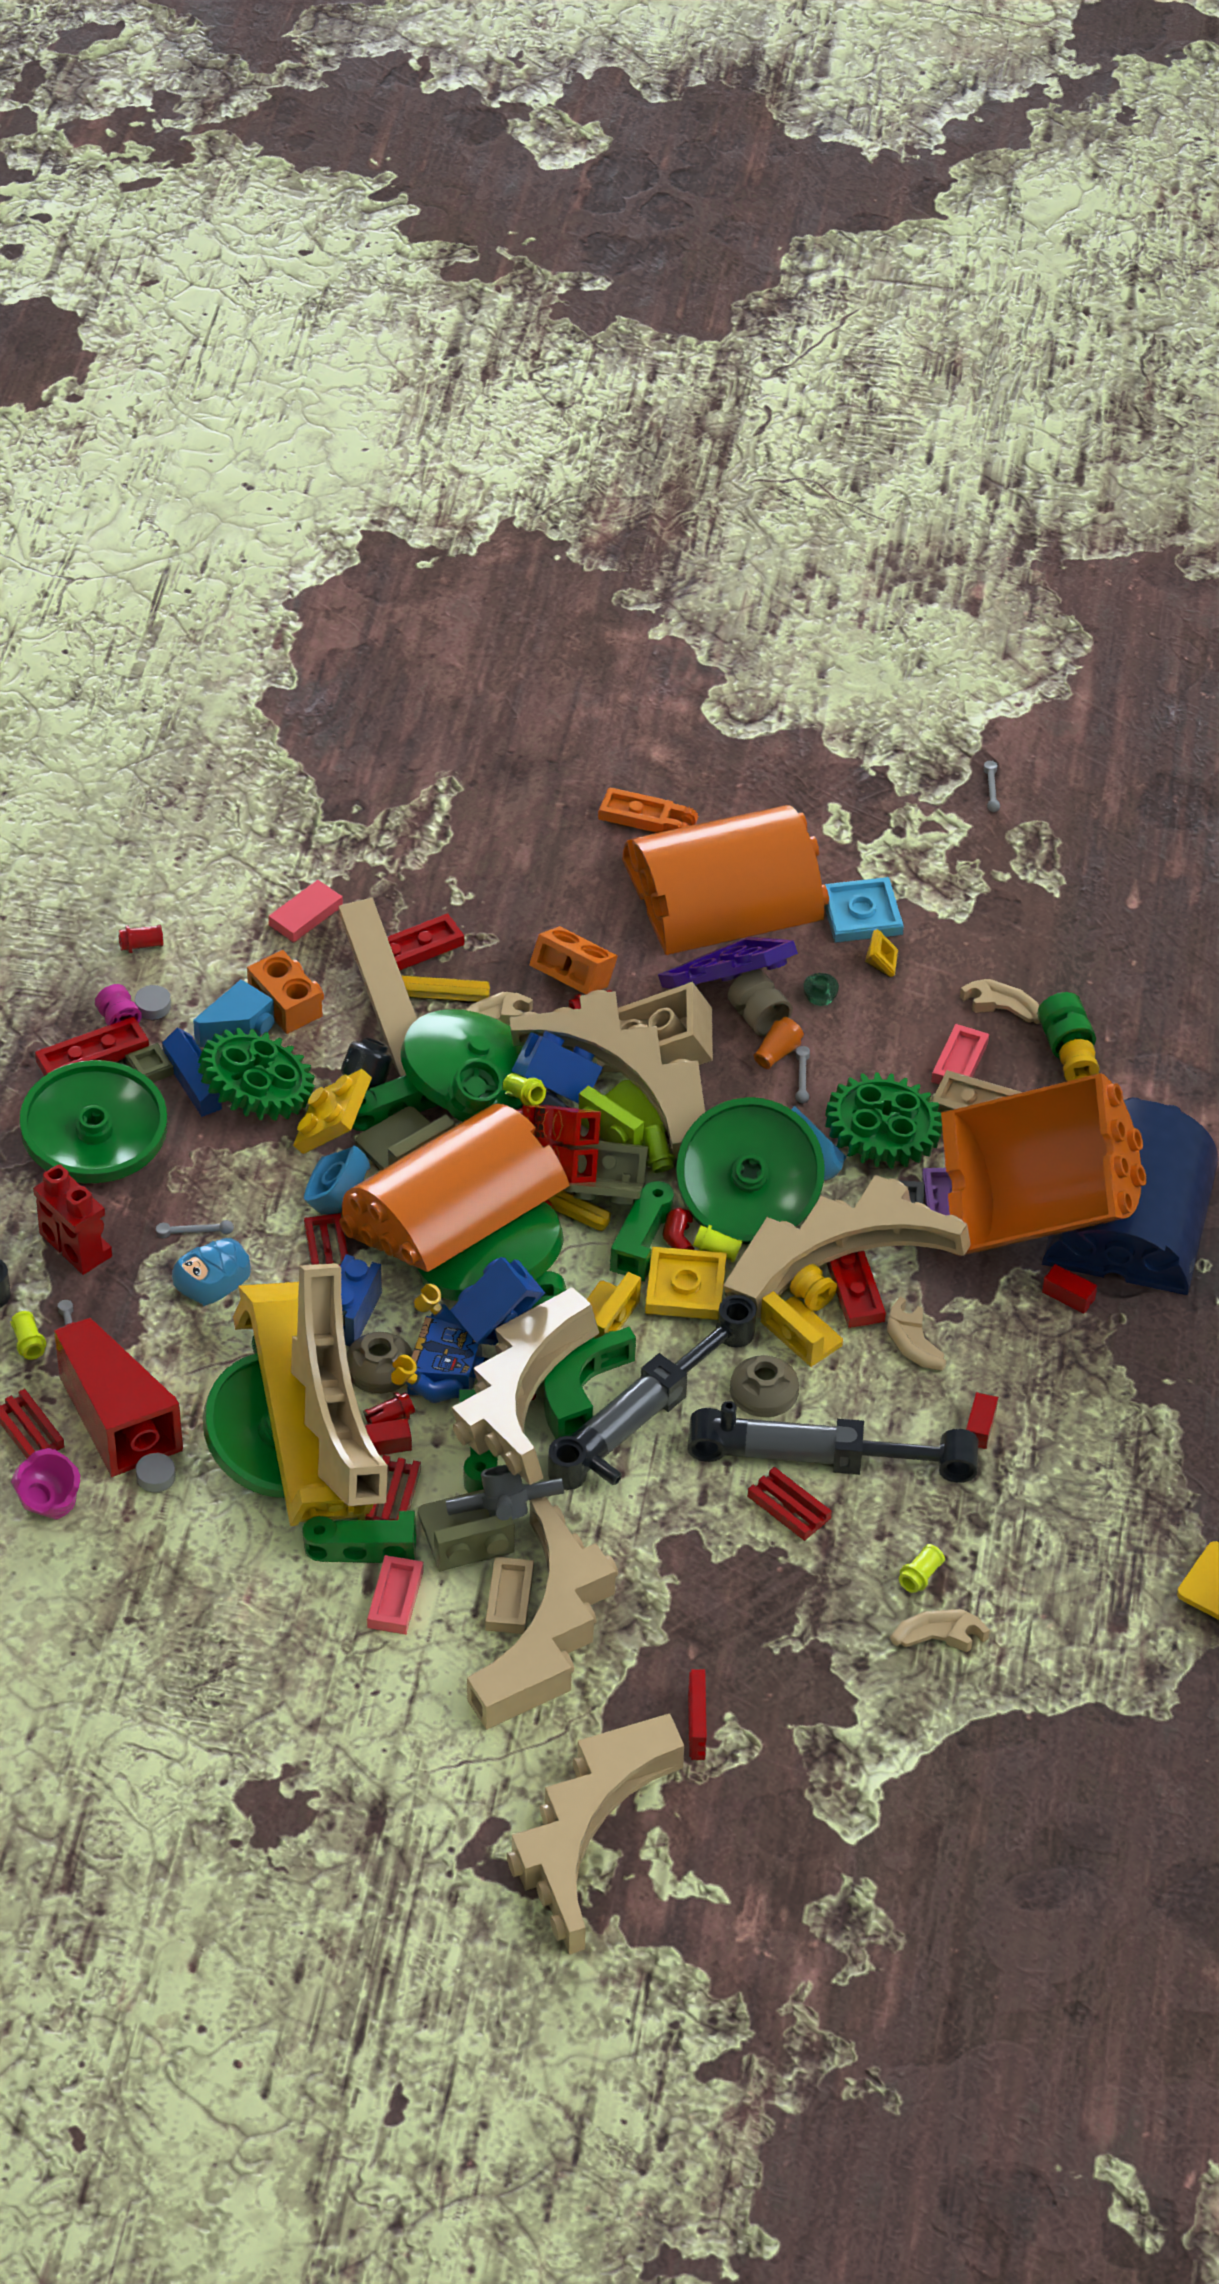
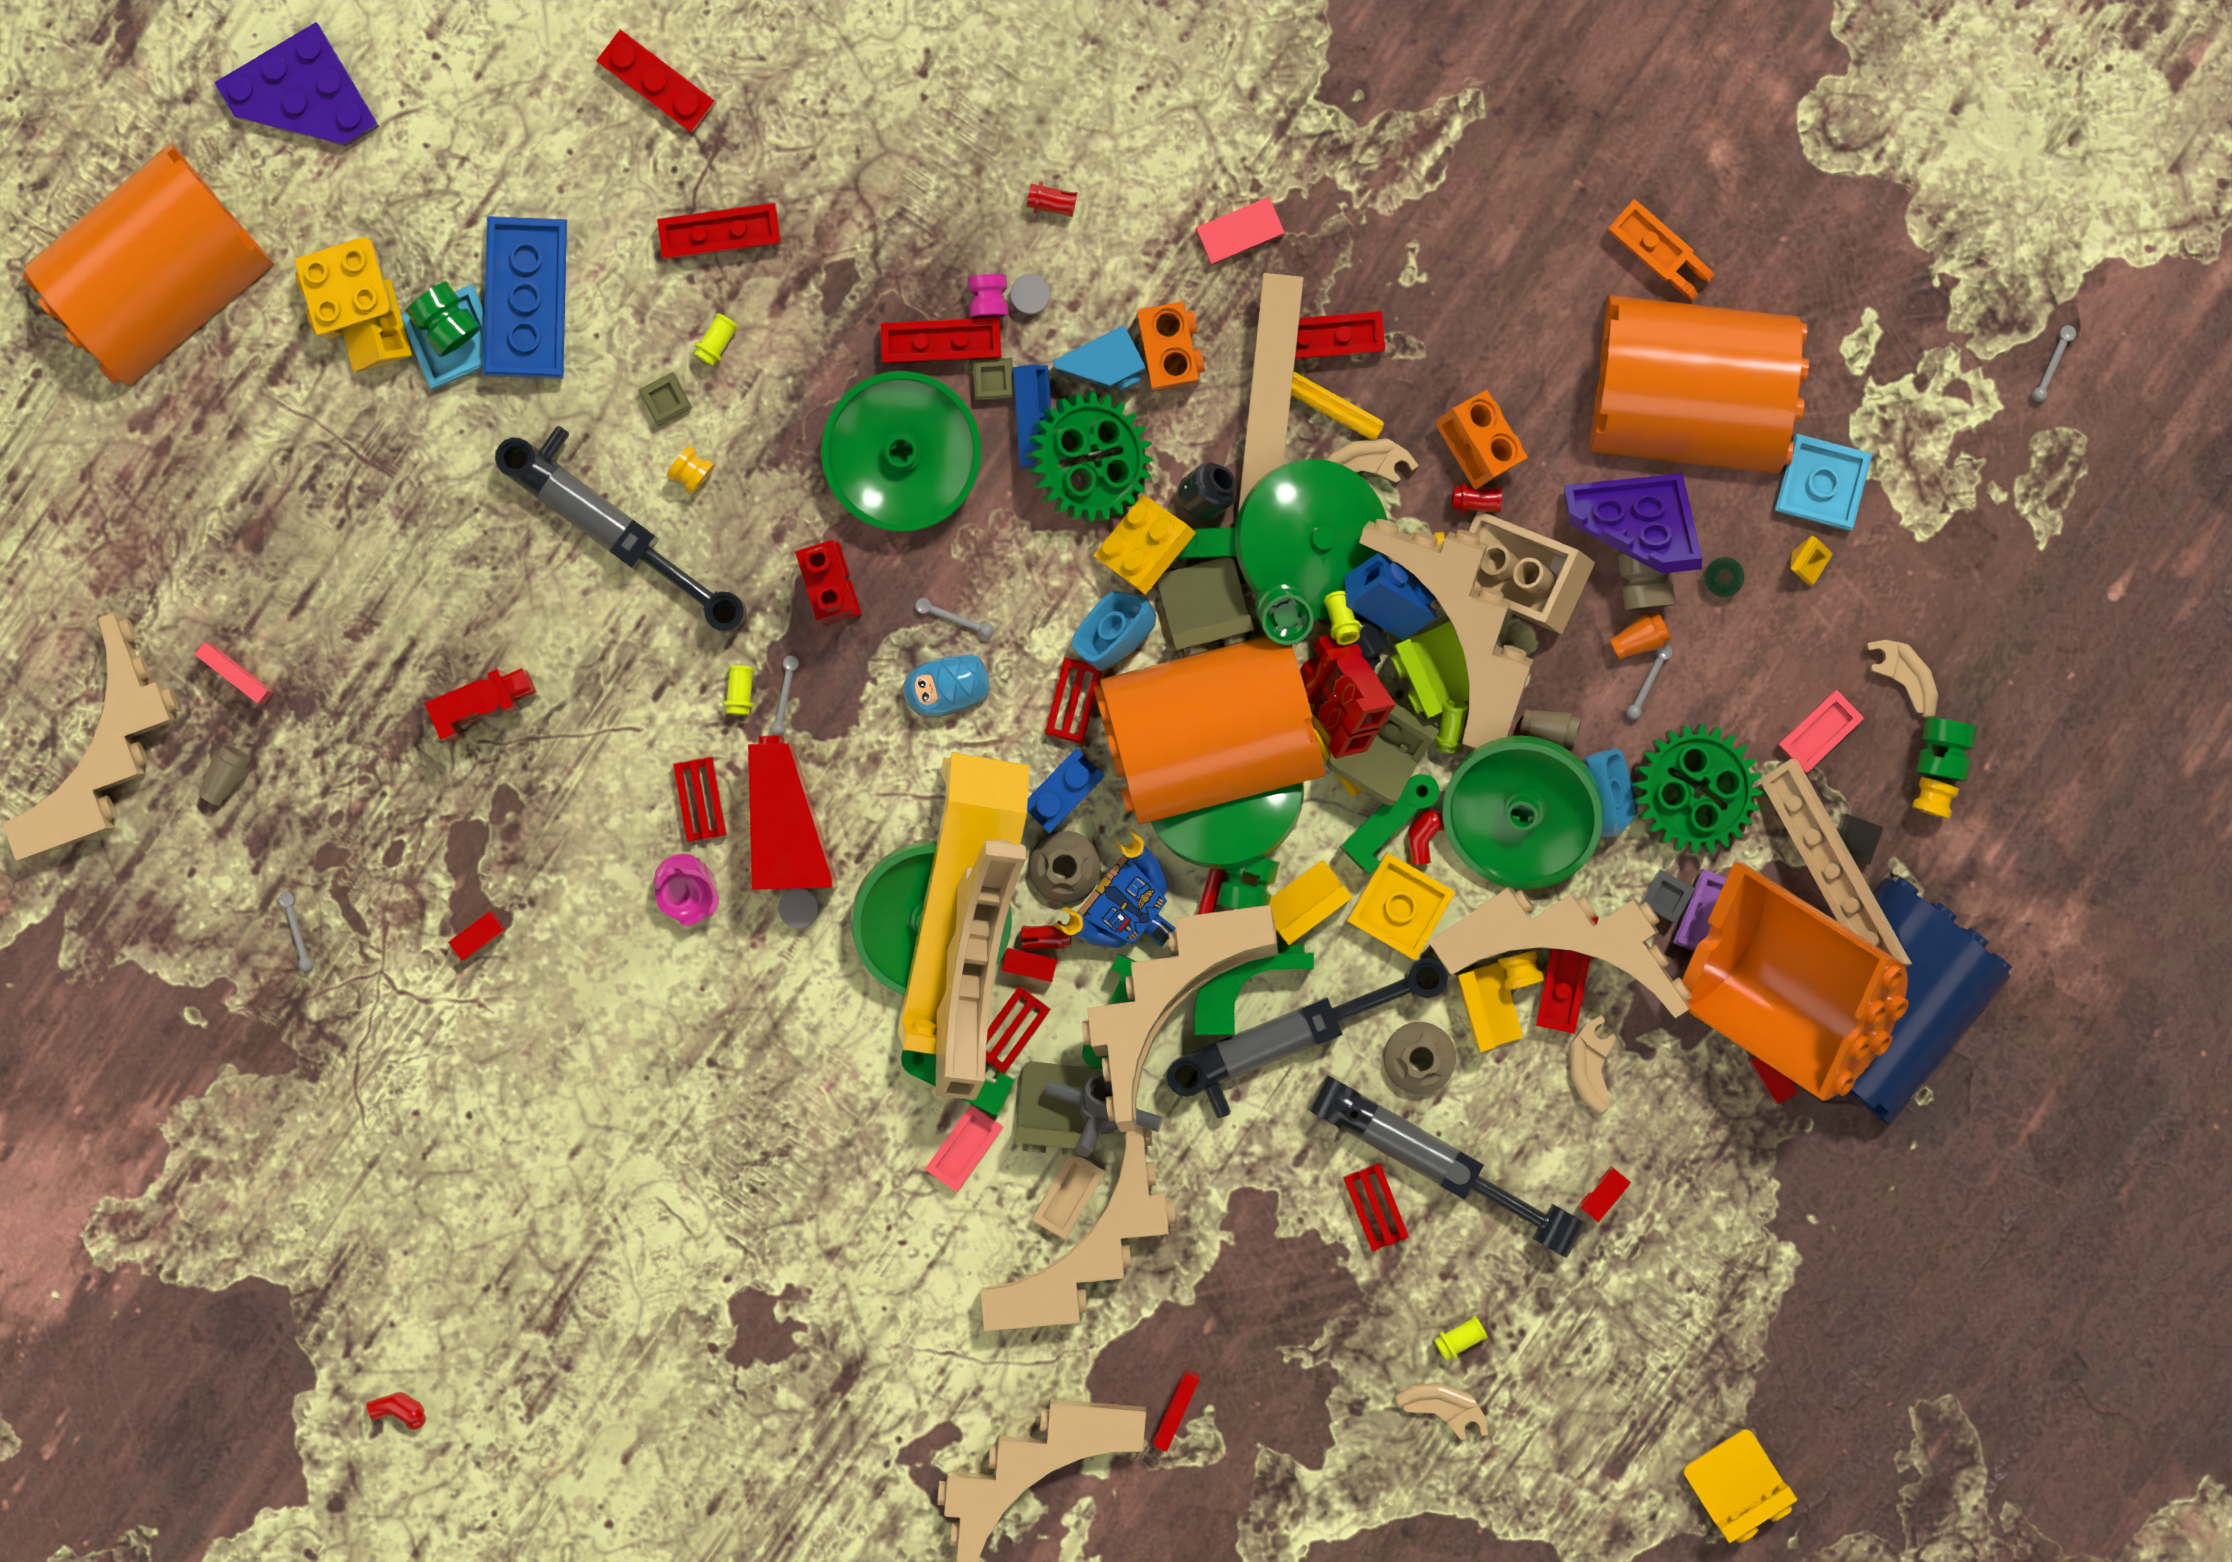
camera: 25 degrees right, 40 degrees up
(495, 1299) = (1190, 888): blue brick -> none
(717, 1242) = (1454, 871): neon yellow pin -> none

